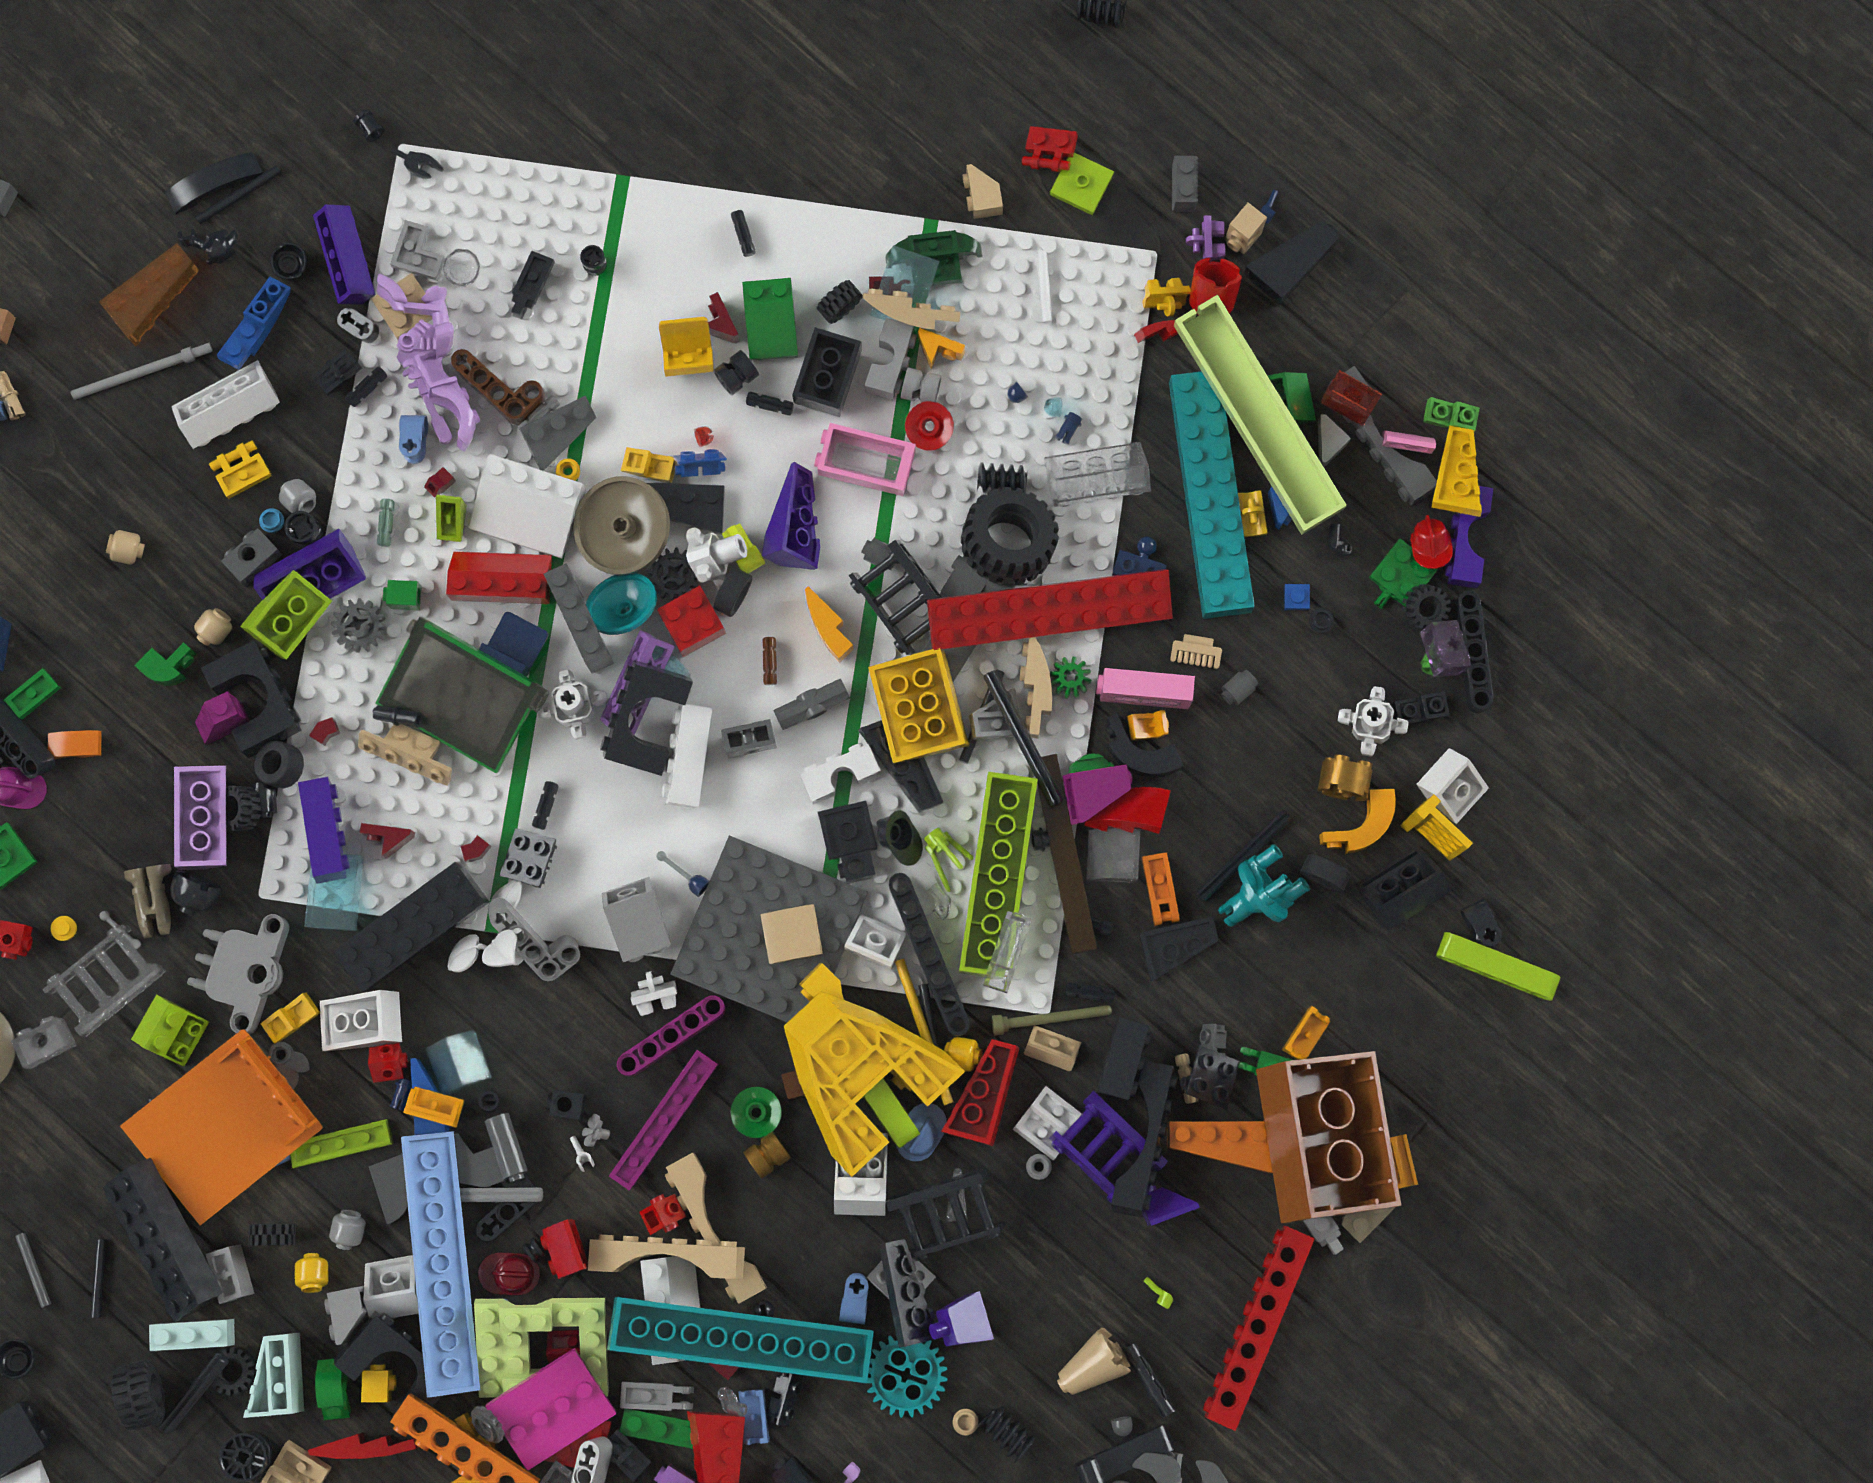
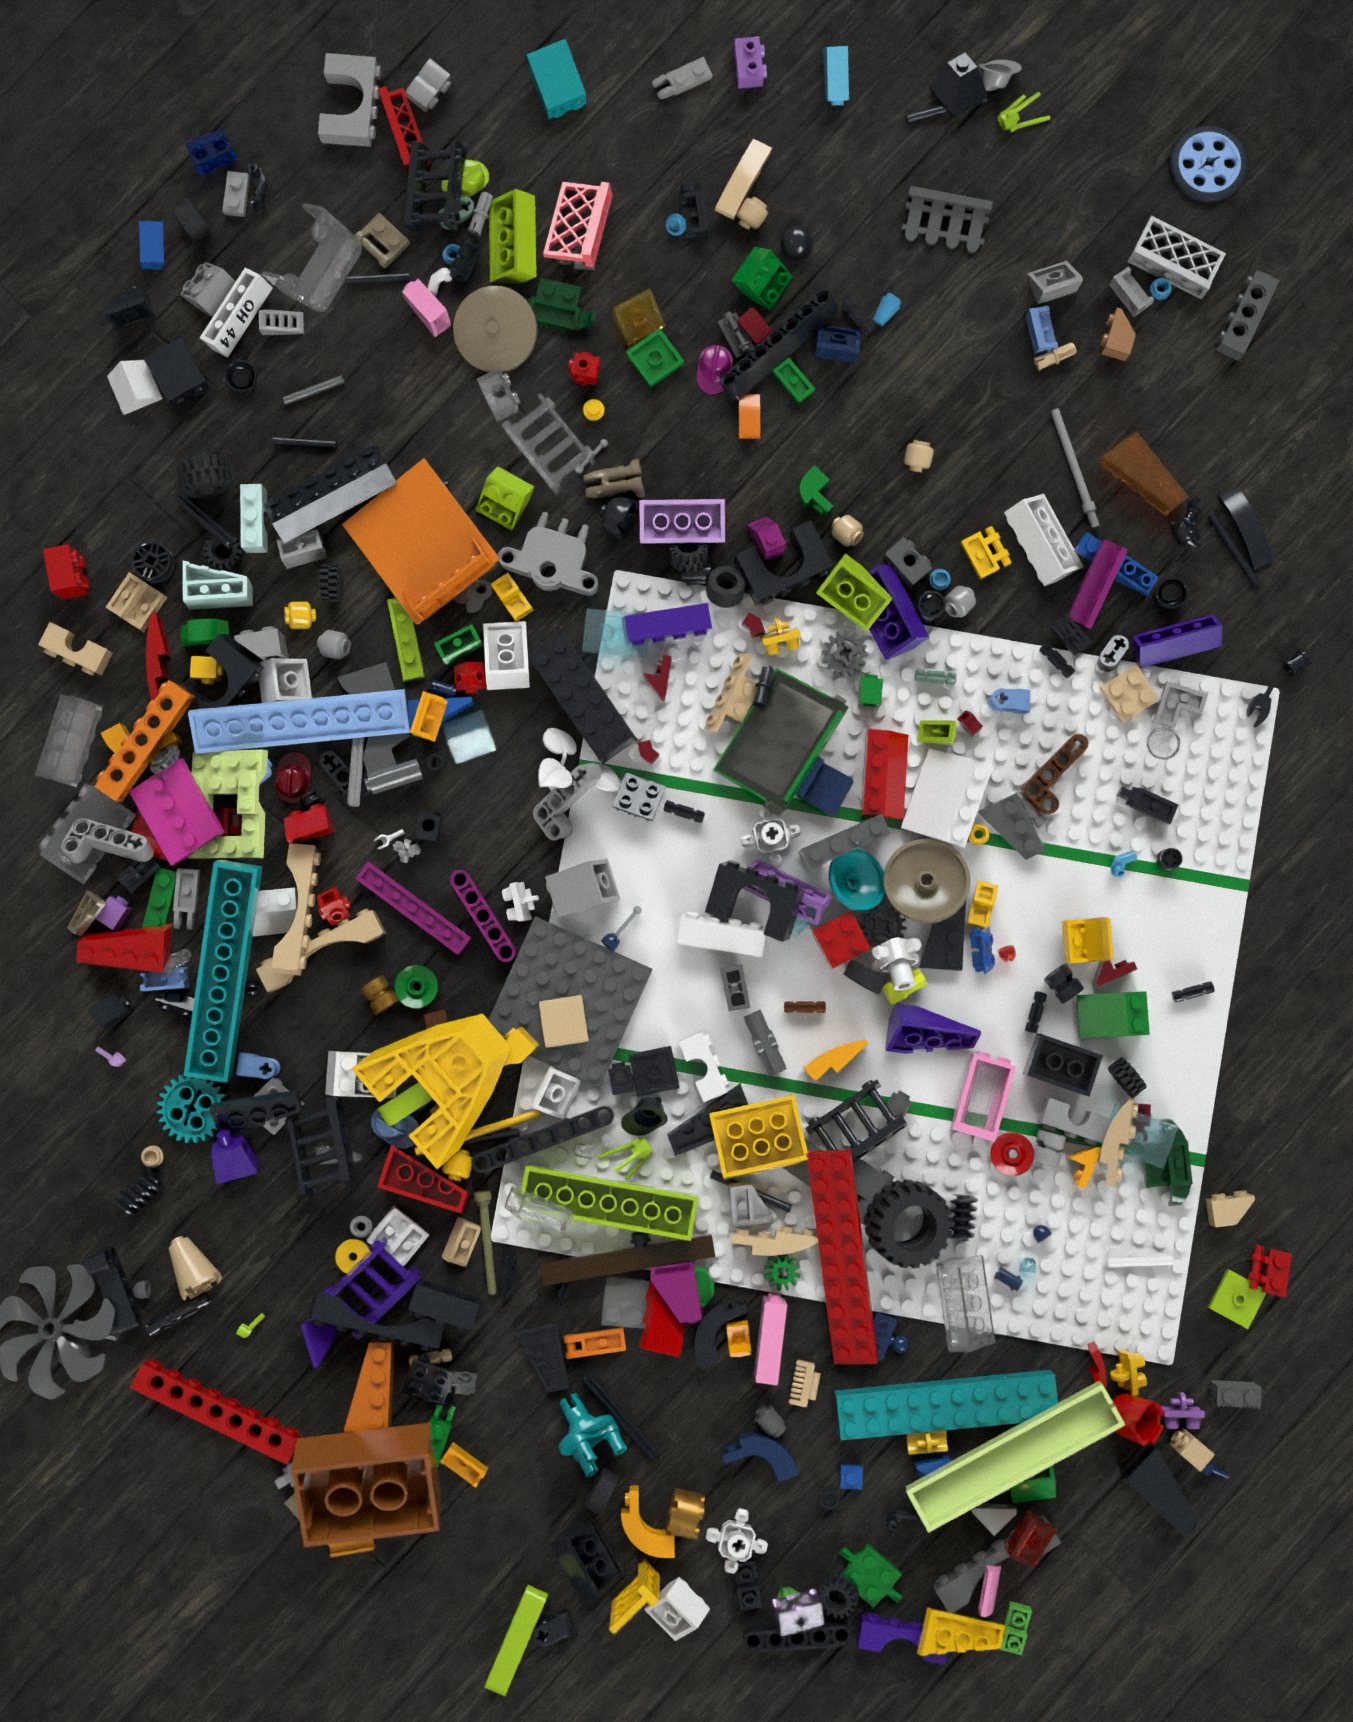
camera: 90 degrees right, 5 degrees up
(276, 342) = (1097, 583): none -> magenta fence
(337, 688) = (771, 641): none -> yellow hips
(347, 1077) = (458, 644): none -> green brick
(423, 352) = (1082, 709): lavender piece -> none
(599, 314) = (1120, 861): none -> dark azure arm
(1023, 738) = (728, 1228): black axle -> none
(1065, 1183) = (350, 1246): none -> yellow piece
(1279, 675) = (766, 1447): none -> dark blue arch
(1431, 543) = (895, 1604): red piece -> none

